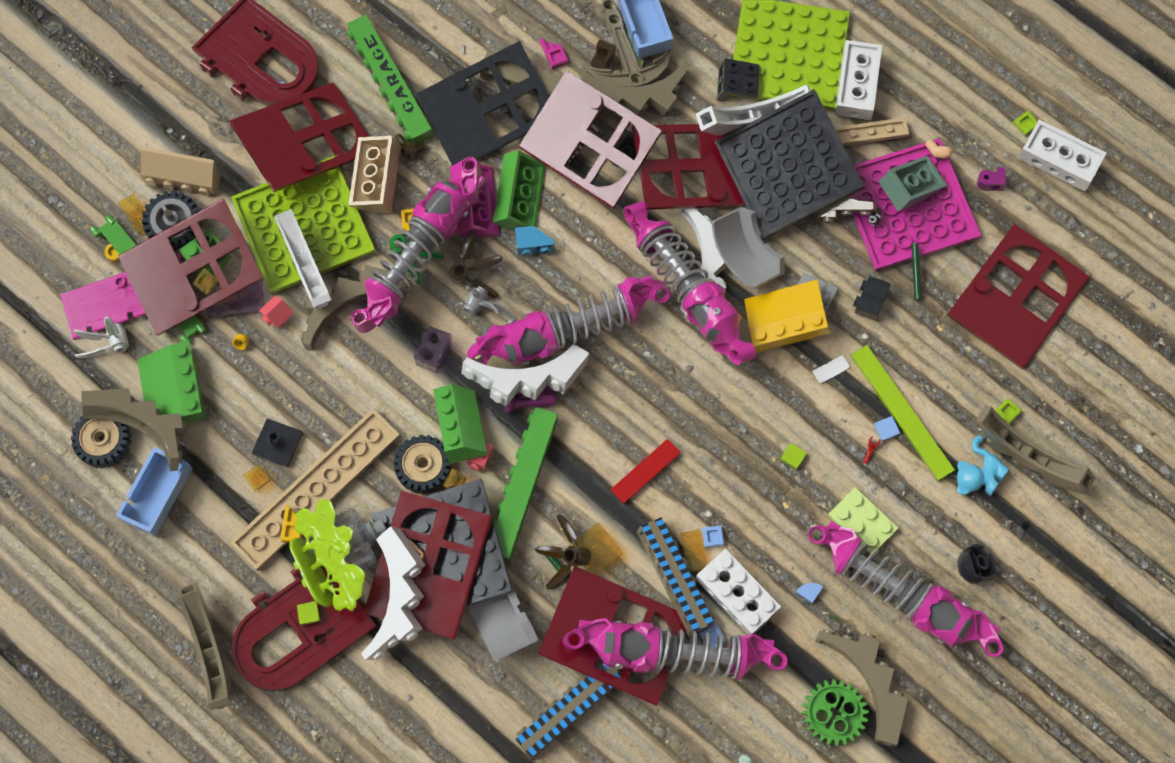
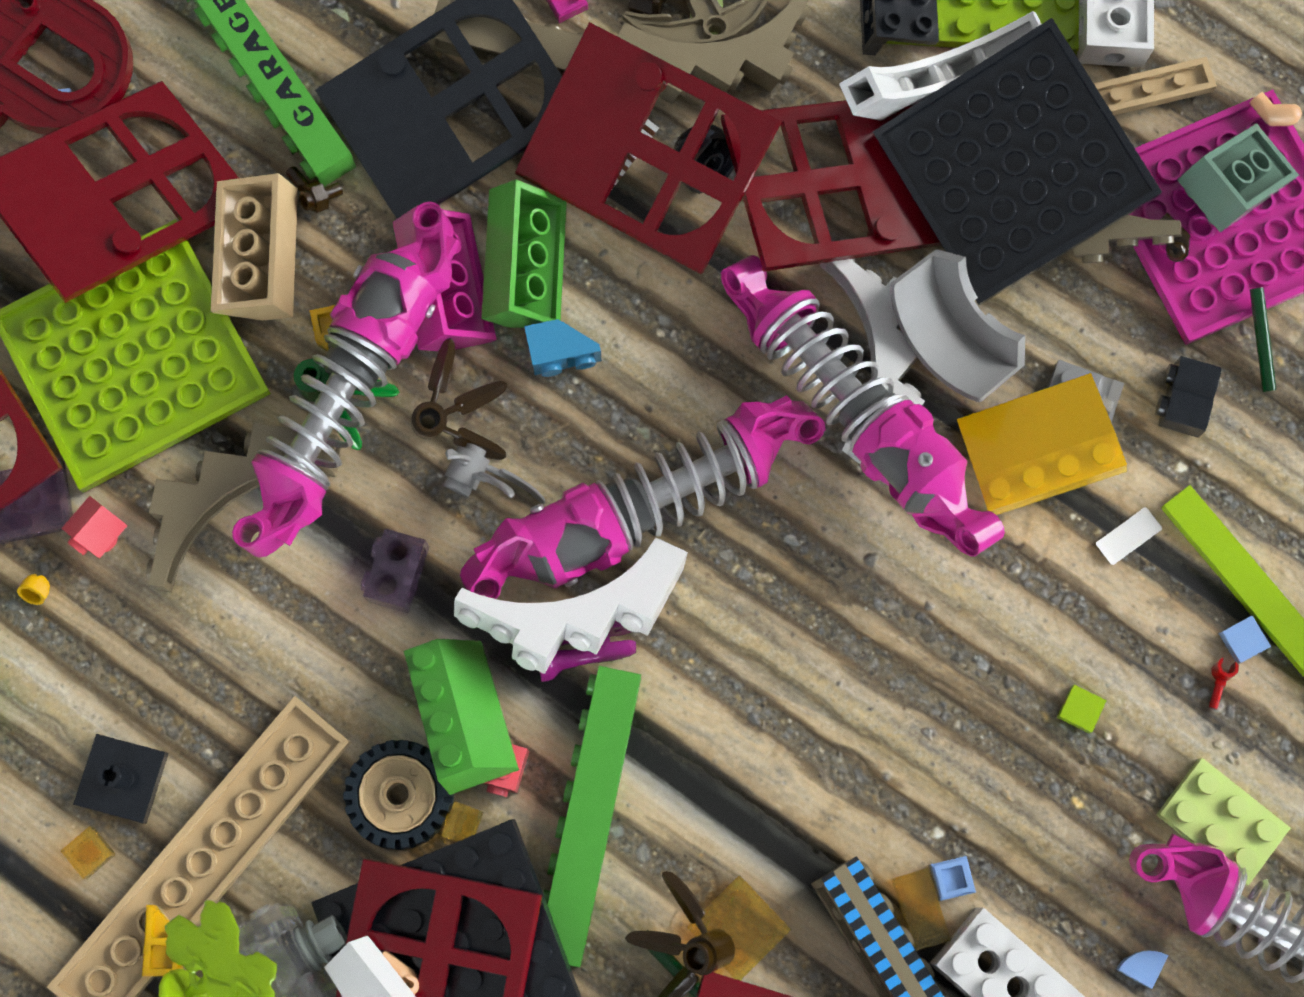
camera: 10 degrees left, 5 degrees up
(303, 259) = (148, 453): white arch -> none
(645, 471) = (814, 765): red tile -> none

